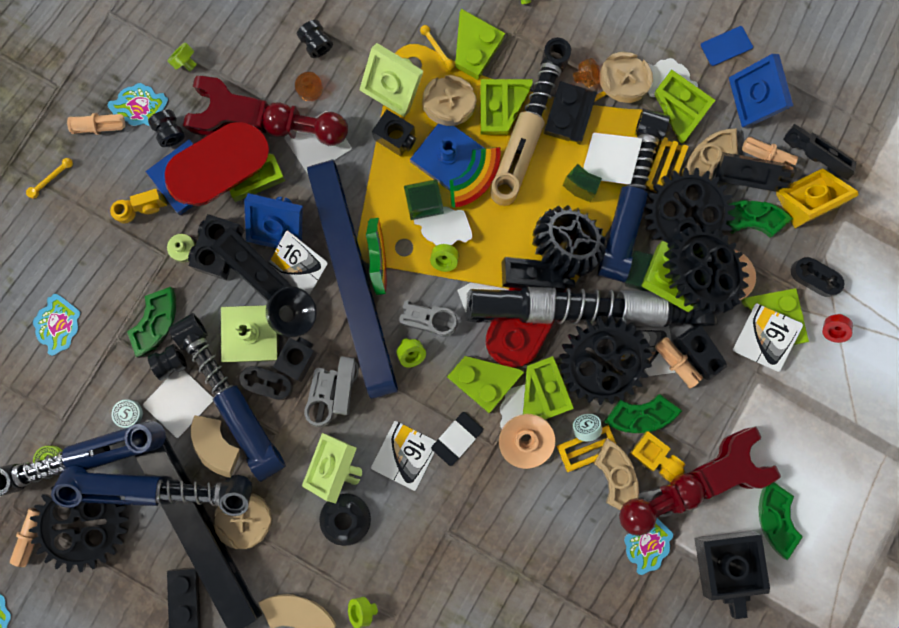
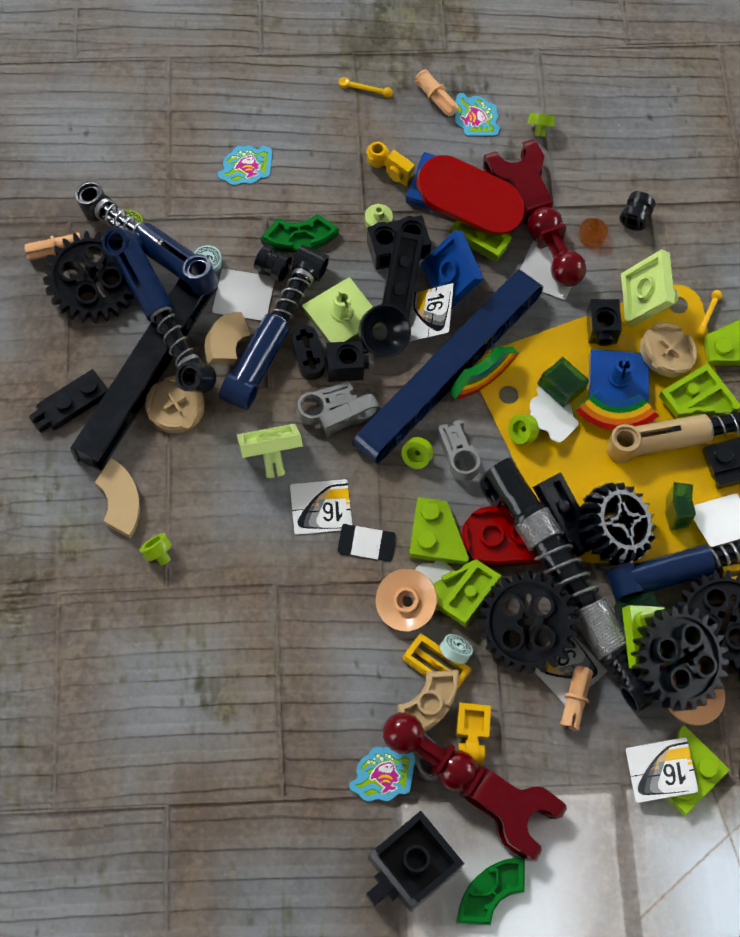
camera: 55 degrees right, 15 degrees down
(166, 128) = (473, 142): black wheel -> none
(358, 512) = (230, 501): black piece -> none
(642, 417) = (505, 702): green tile -> none
(701, 351) = (601, 713): black leg -> none
(837, 328) = (720, 834): red tile -> none

